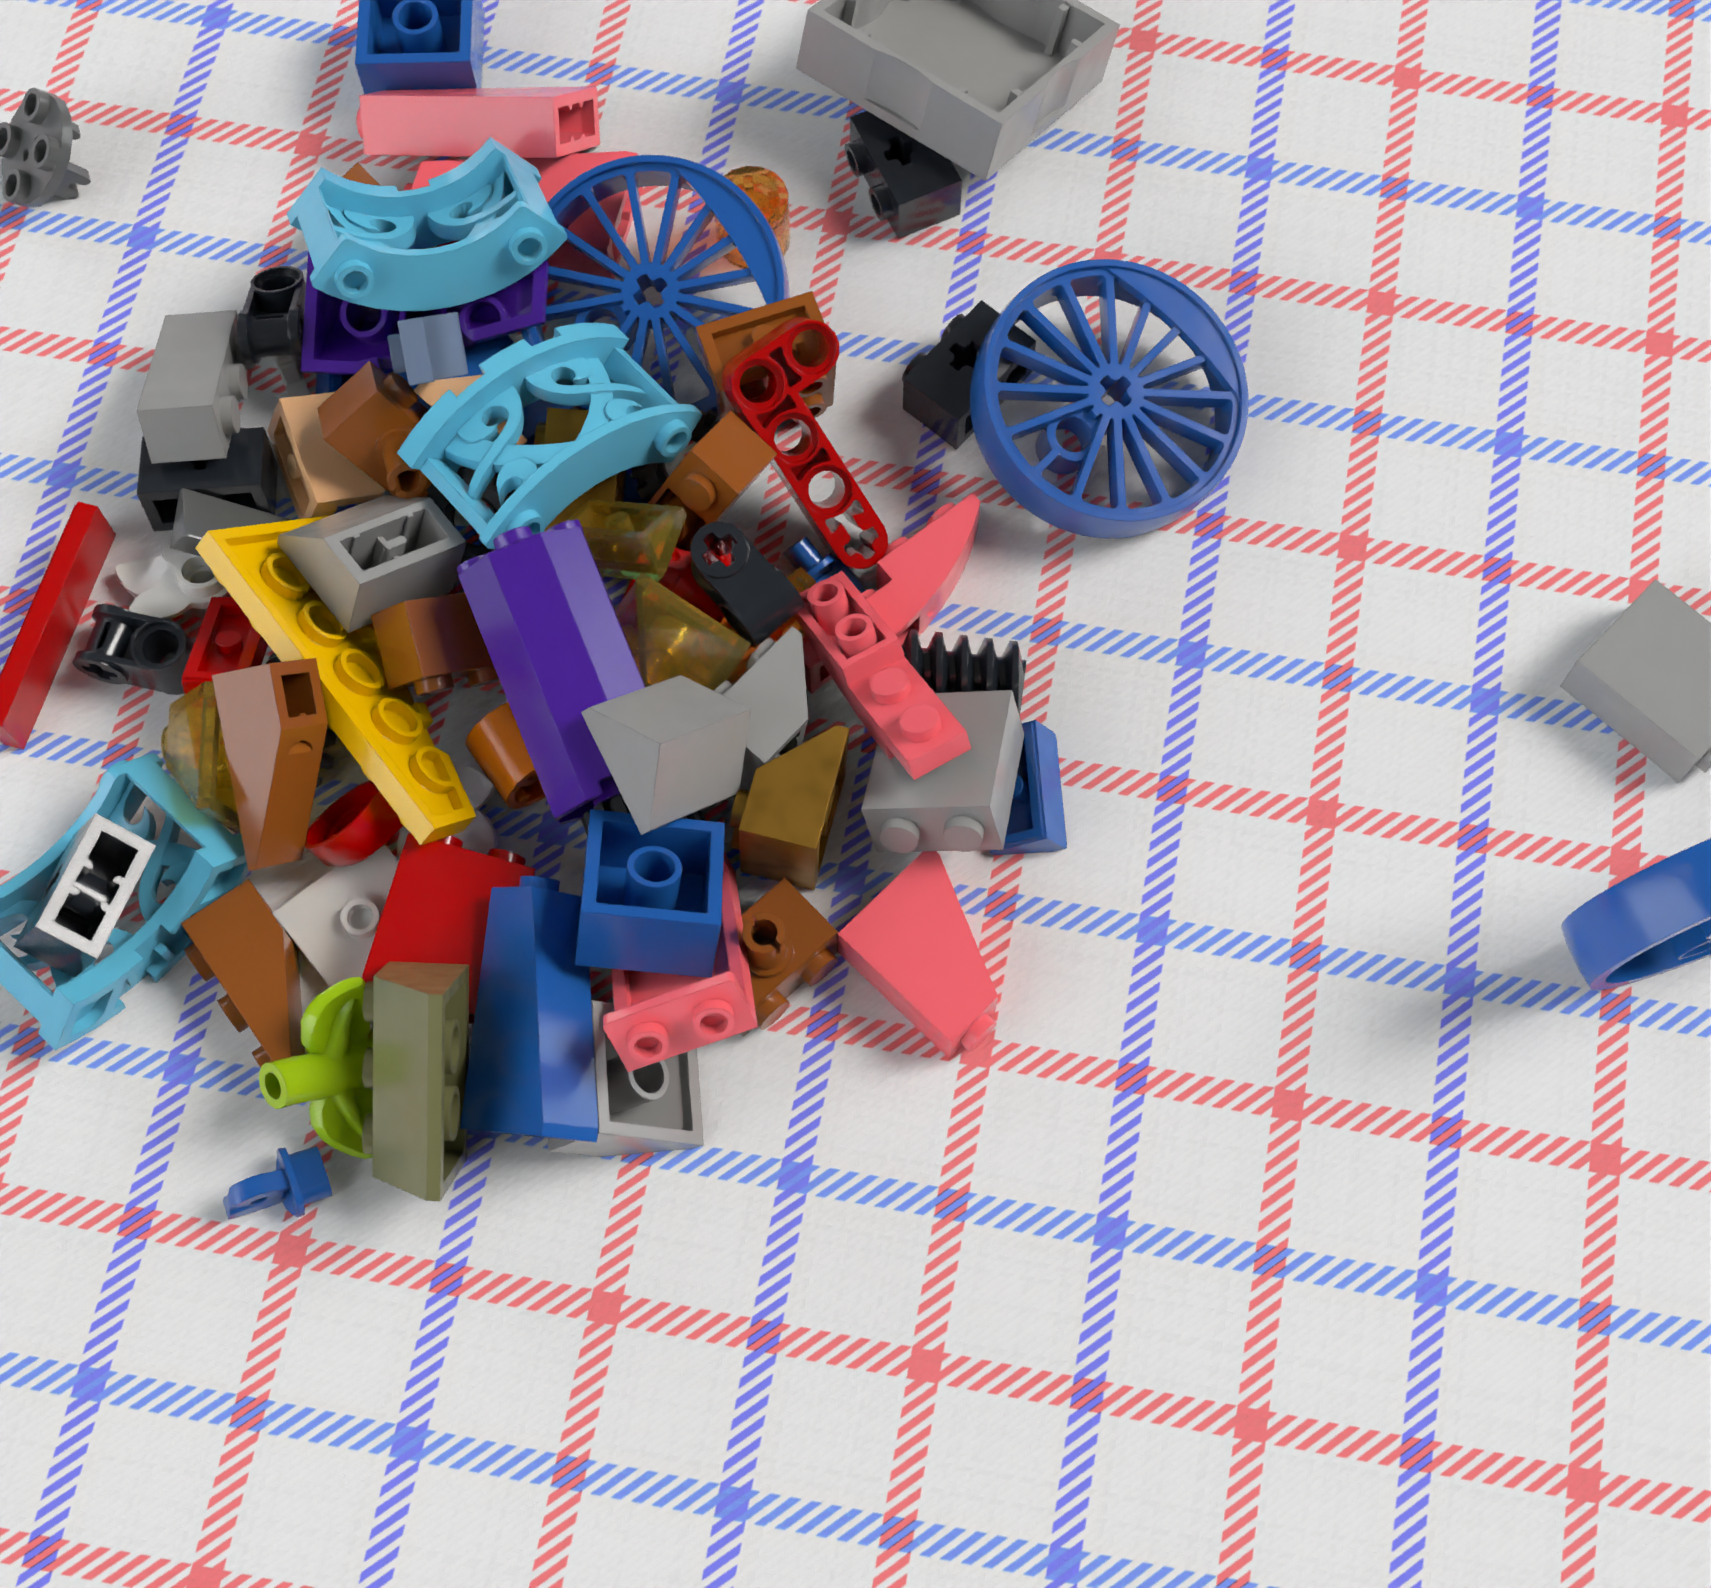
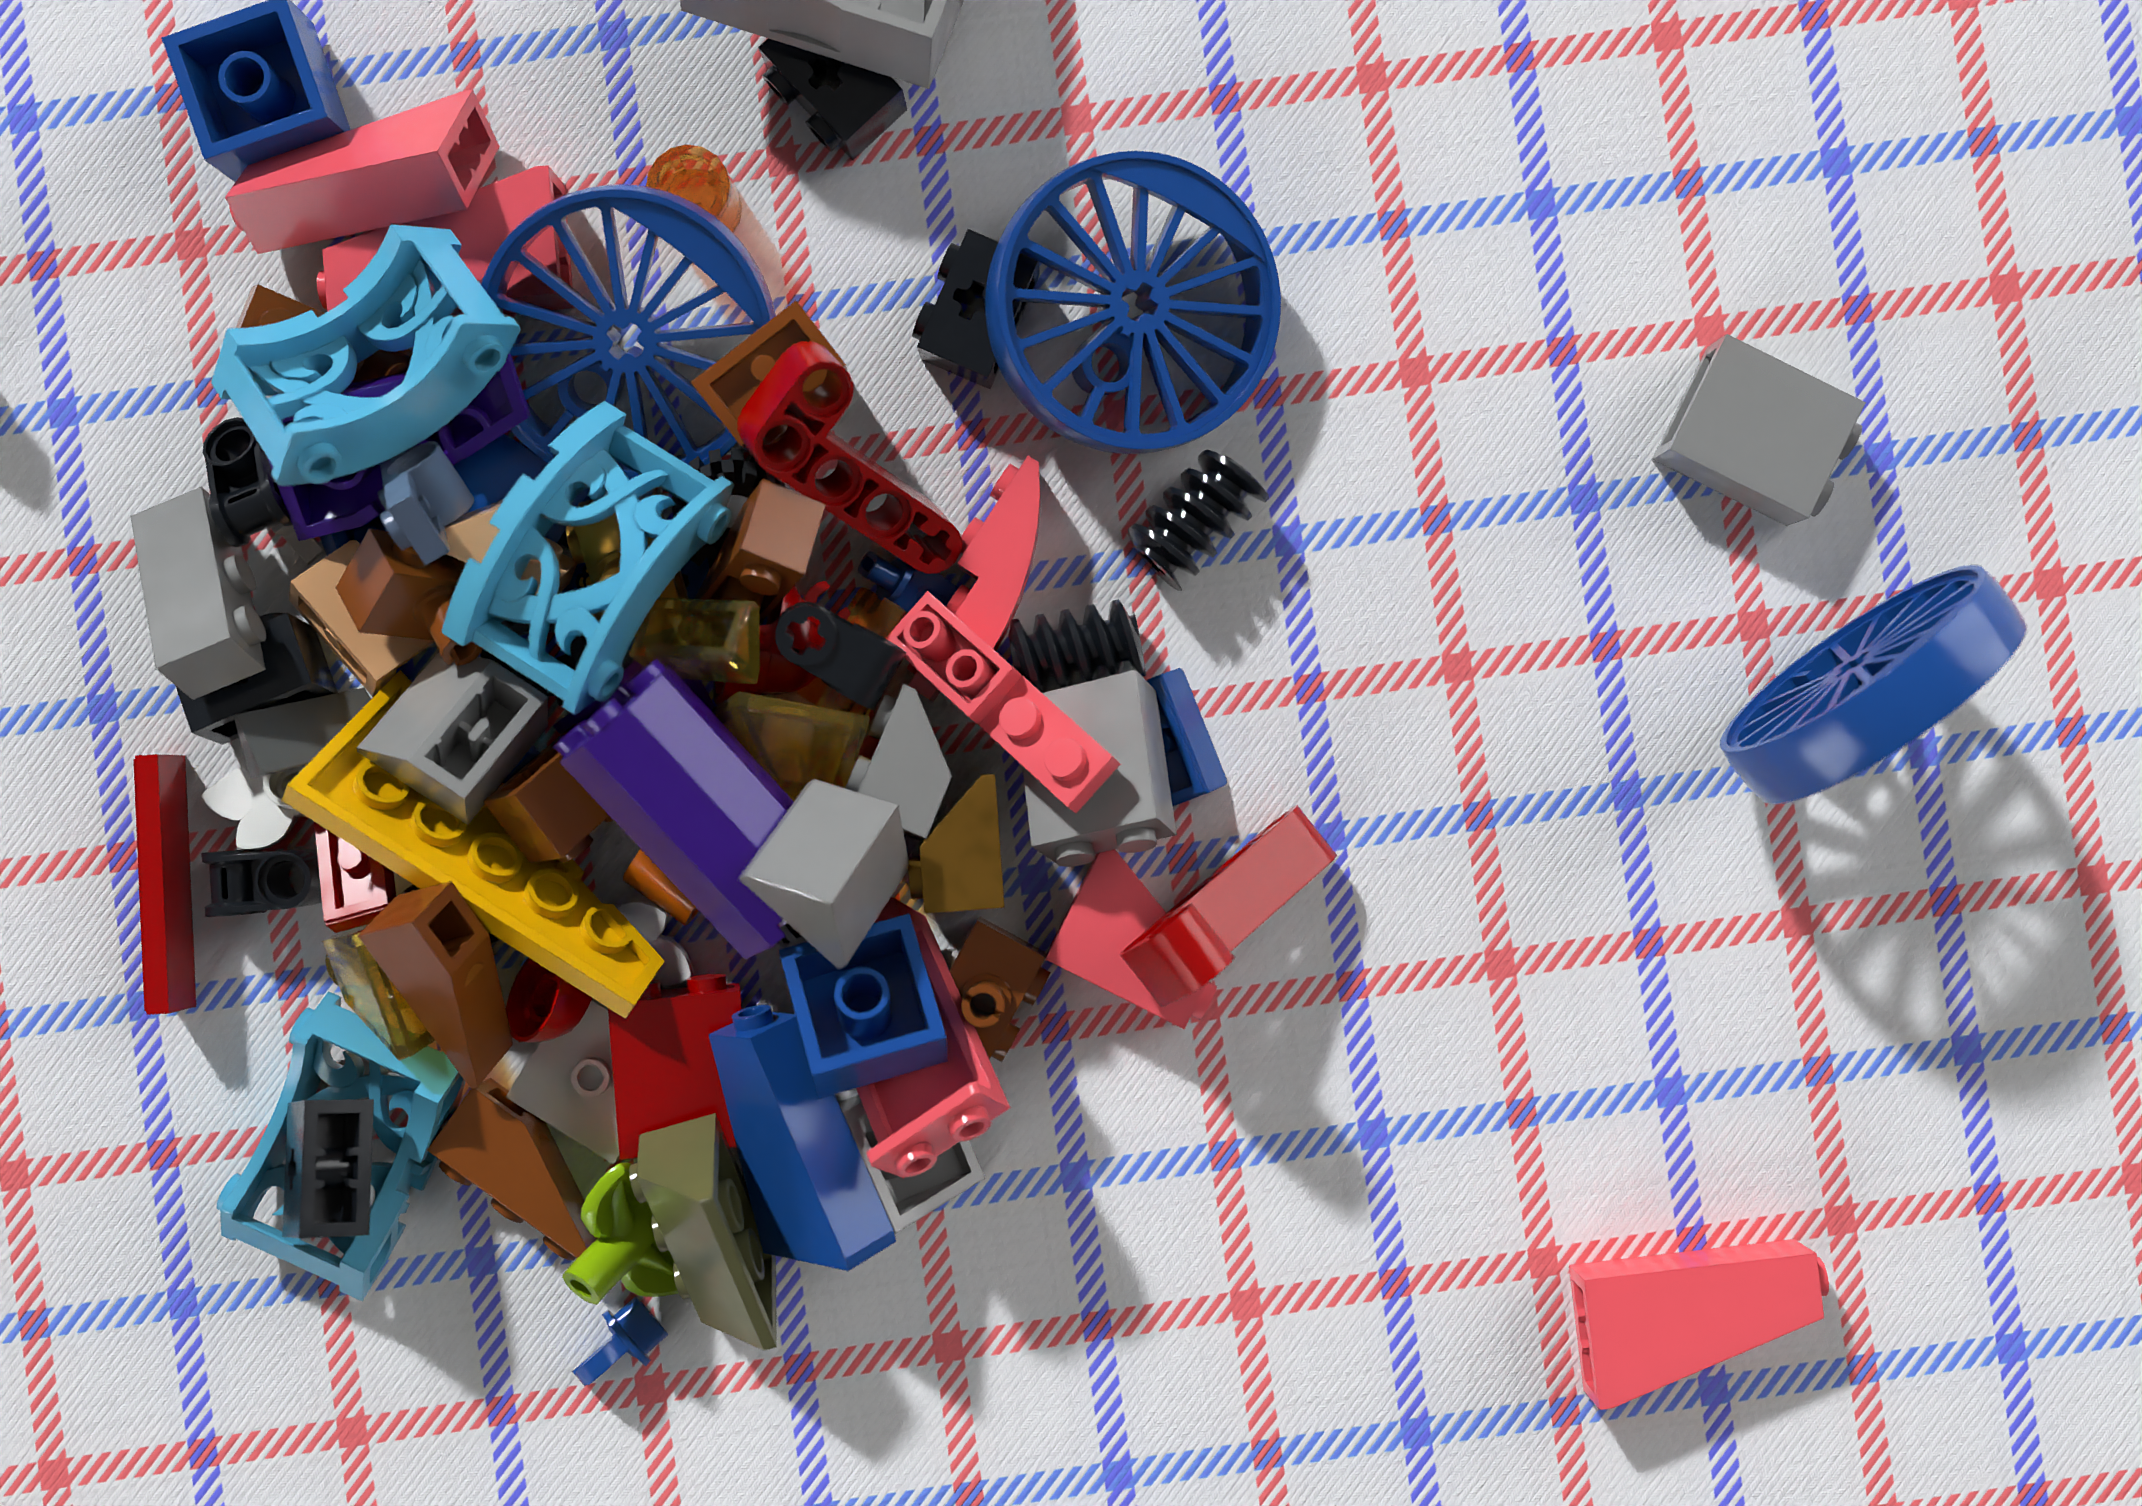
camera: 20 degrees left, 20 degrees up
(989, 941) = (1202, 929): none -> beam
(1110, 591) = (1195, 515): none -> black piece
(1383, 1510) = (1685, 1311): none -> coral slope

